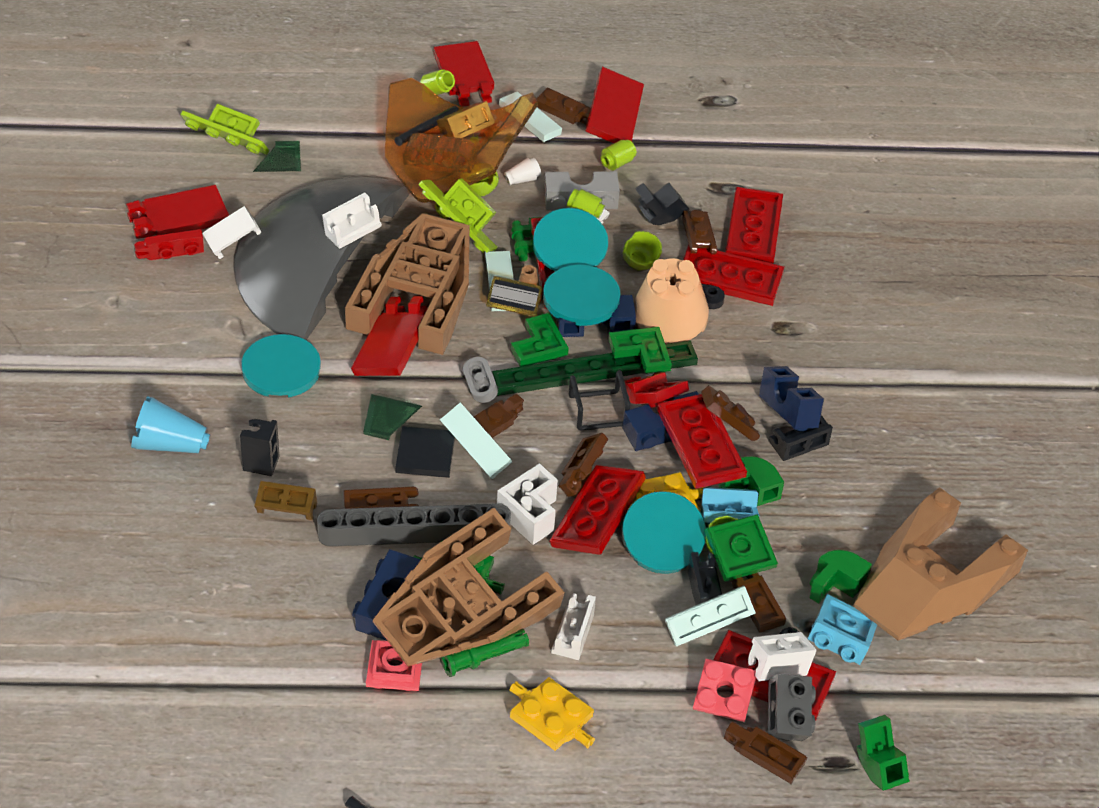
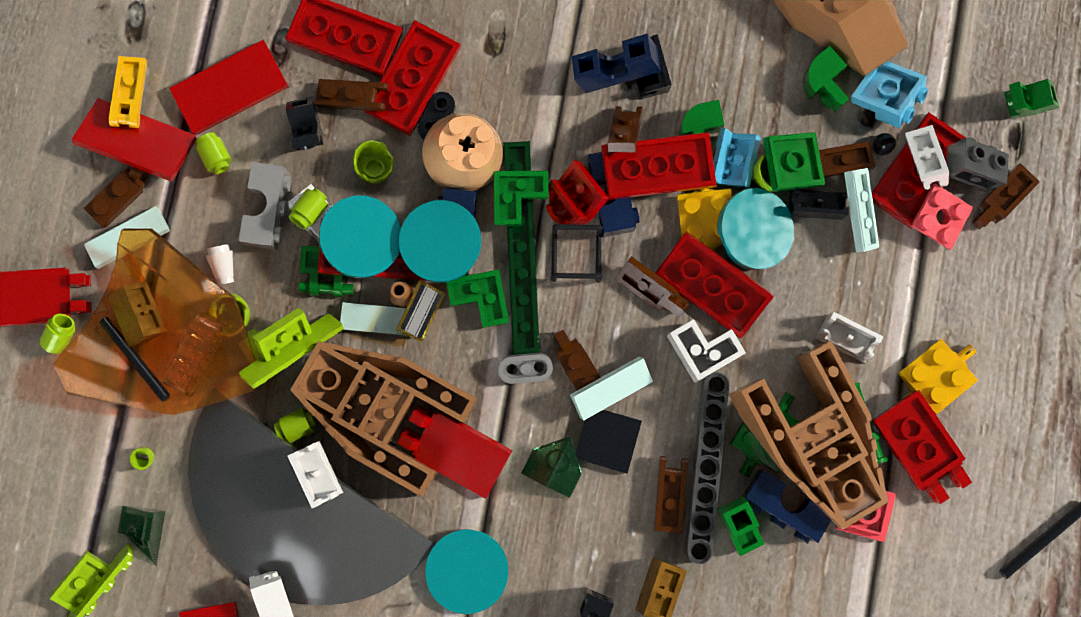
camera: 75 degrees left, 35 degrees up
(344, 151) = (139, 462): none -> lime hinge
(367, 548) = (741, 525): none -> green brick
(389, 230) = (295, 425): none -> lime brick
(473, 702) = (922, 445): none -> red tile
(653, 96) = (128, 91): none -> yellow plate
(680, 160) = (229, 87): none -> red tile

